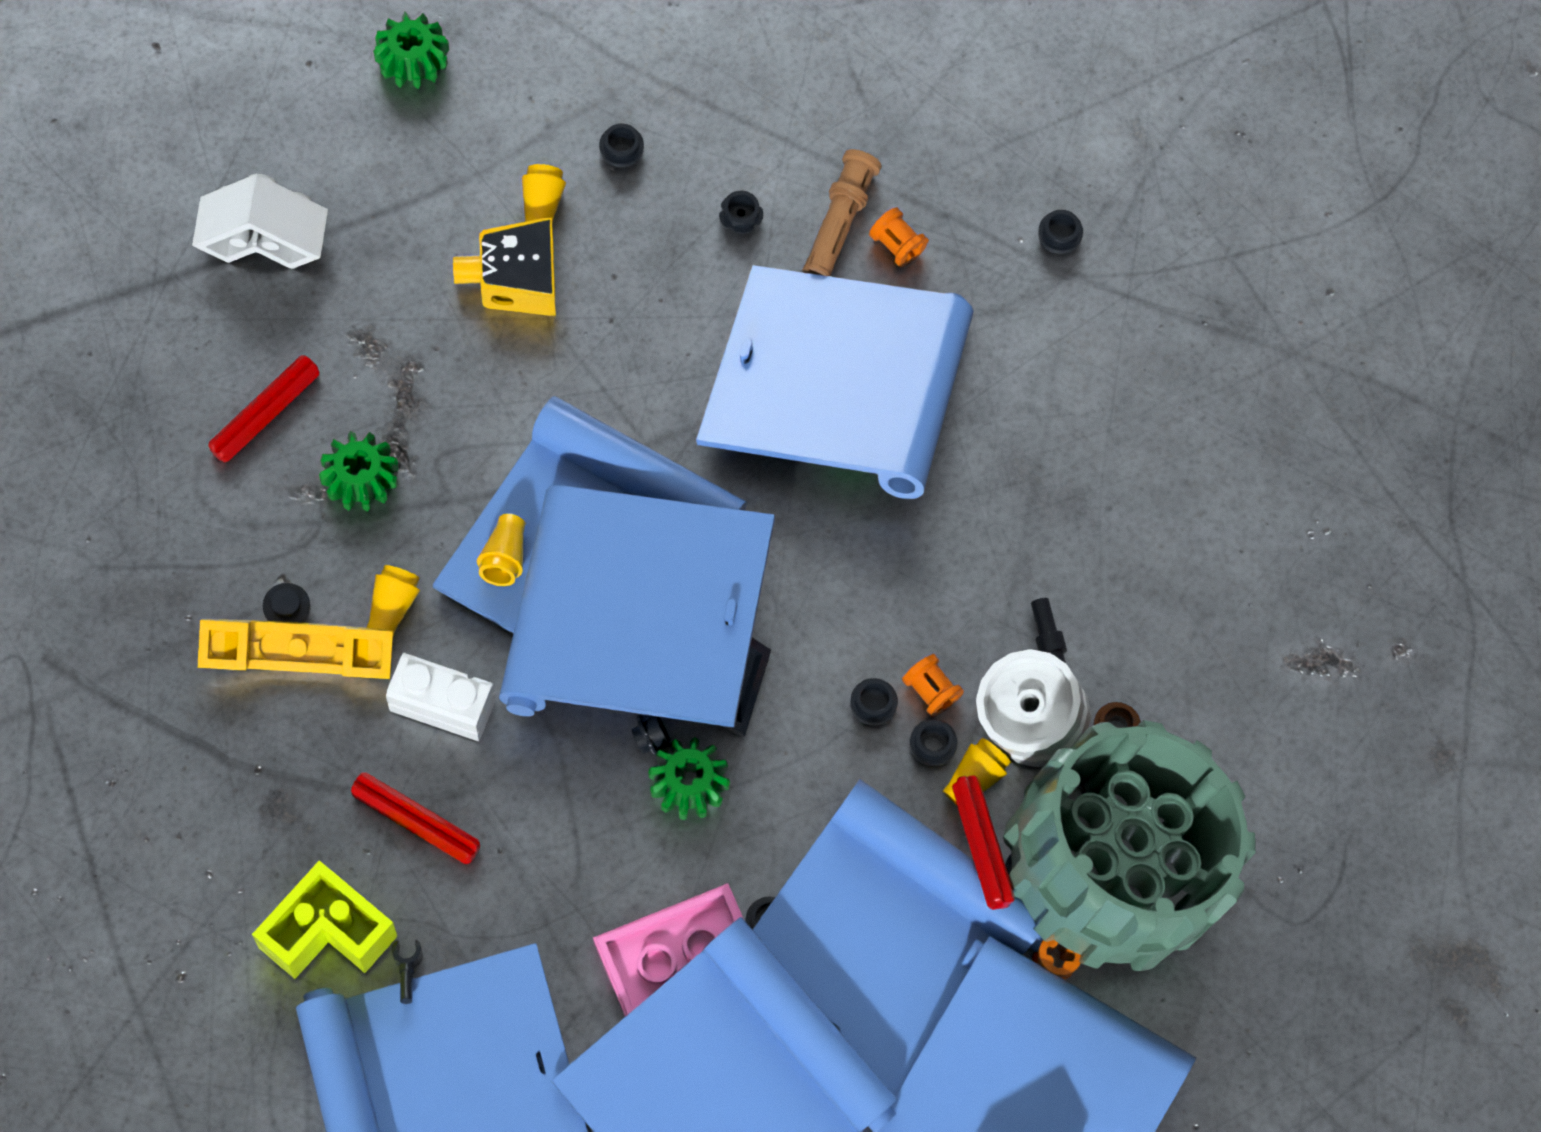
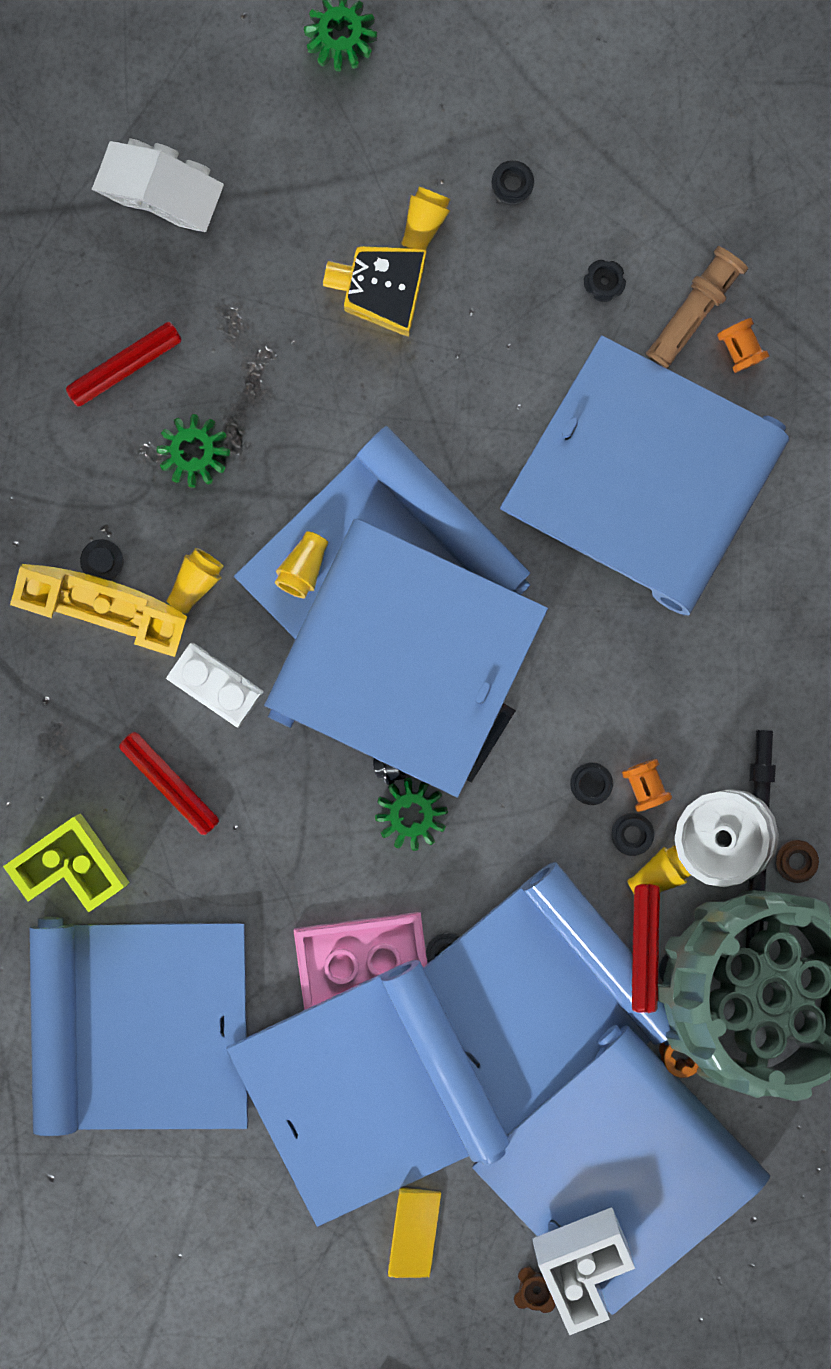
camera: 25 degrees right, 20 degrees up
(406, 969) = (129, 917): black hand -> none

